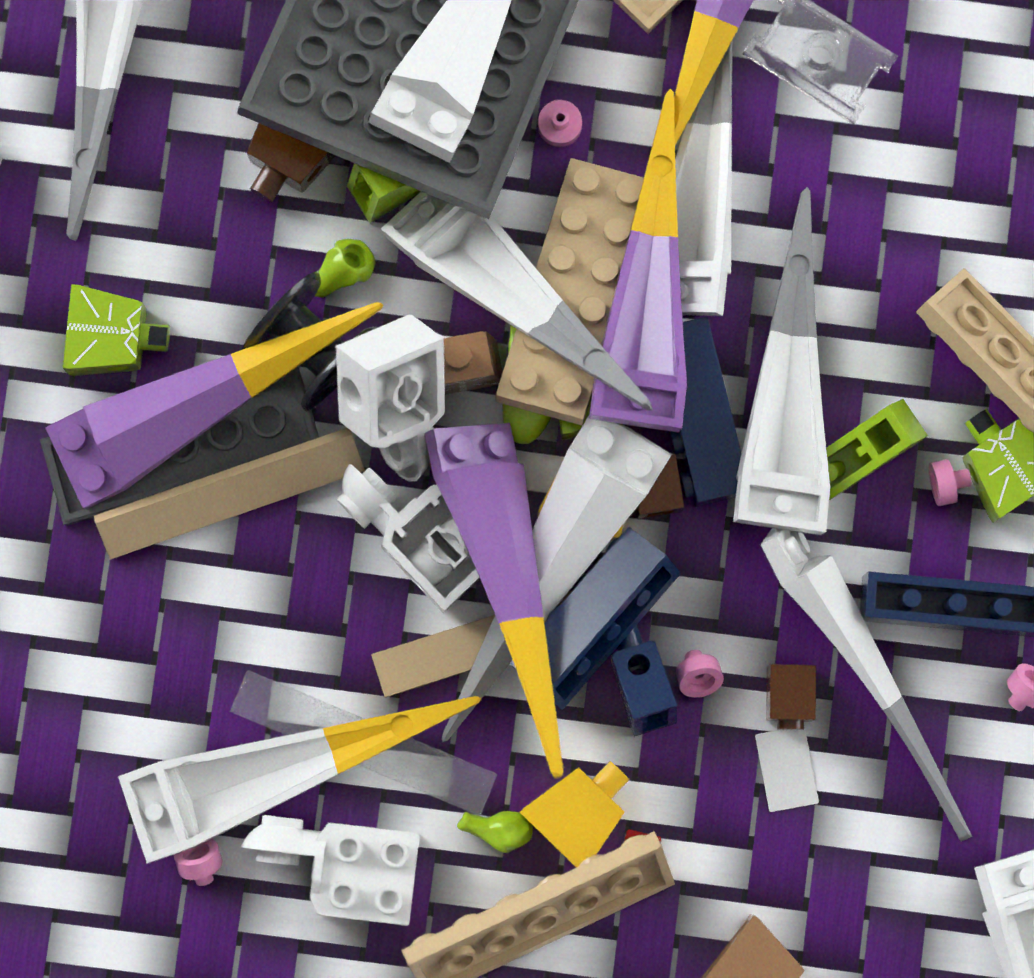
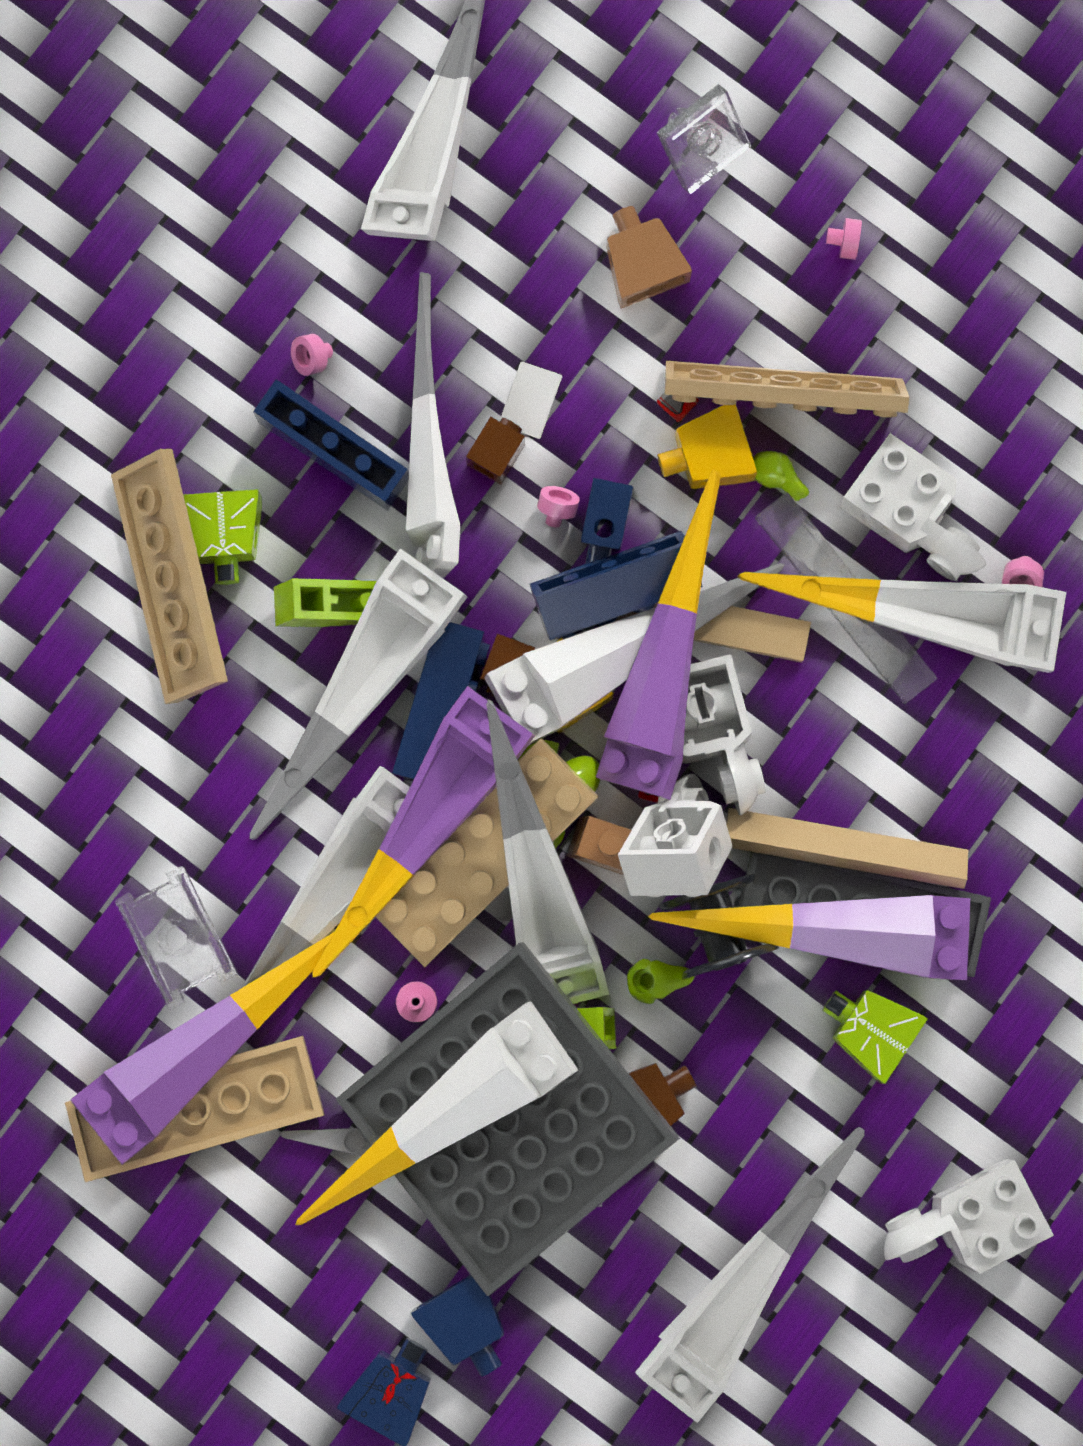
camera: 145 degrees left, 0 degrees up
(946, 481) = (280, 544): bright pink tile -> none

